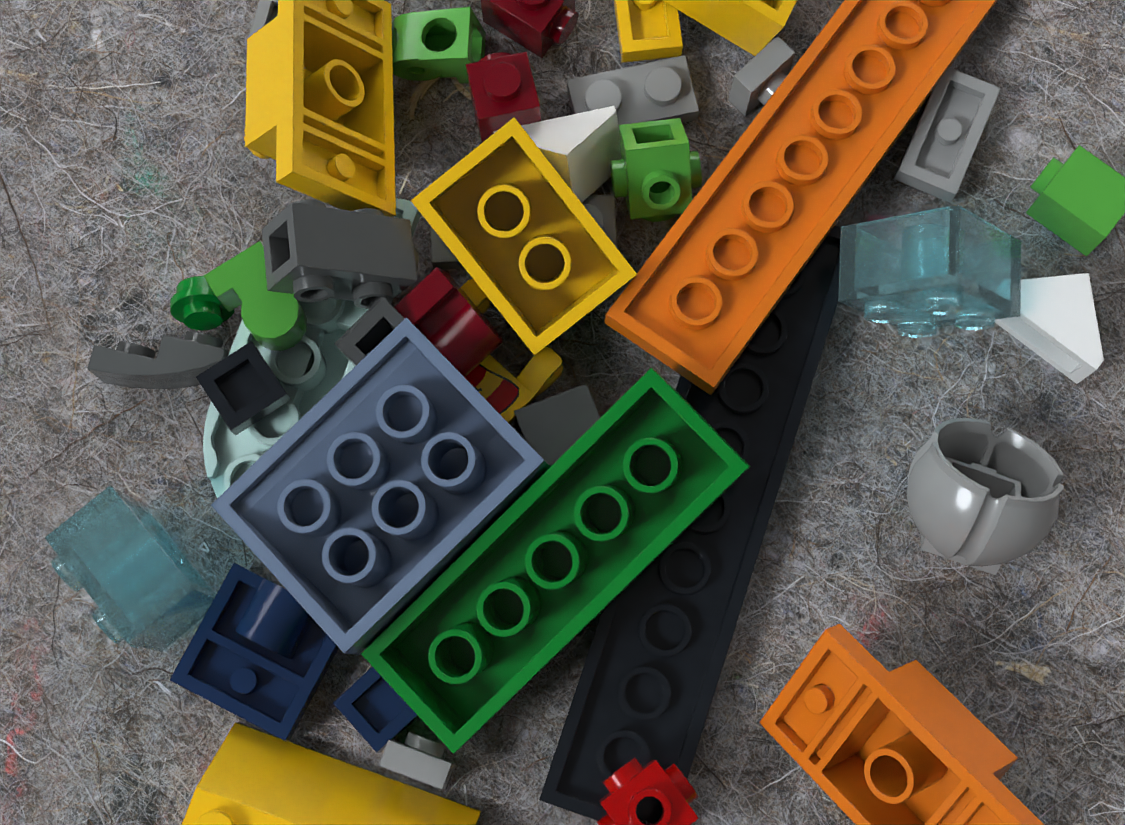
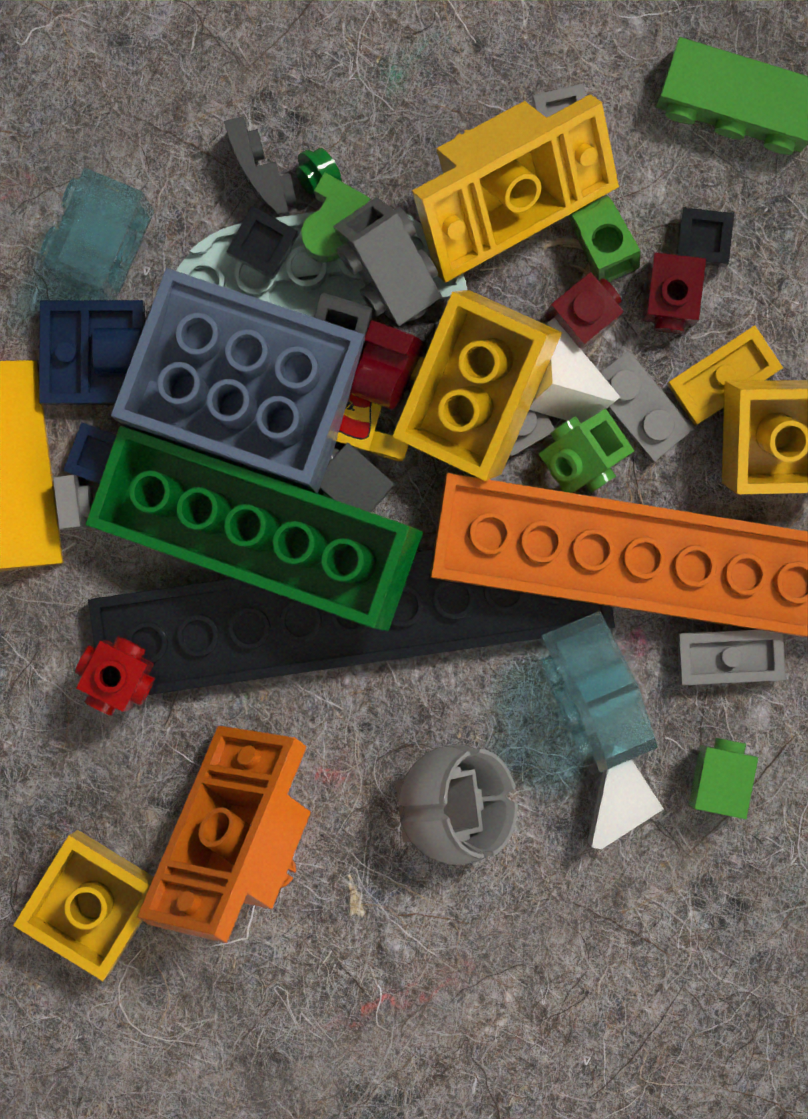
camera: 65 degrees right, 10 degrees up
(761, 76) = (703, 496): light grey plate -> none

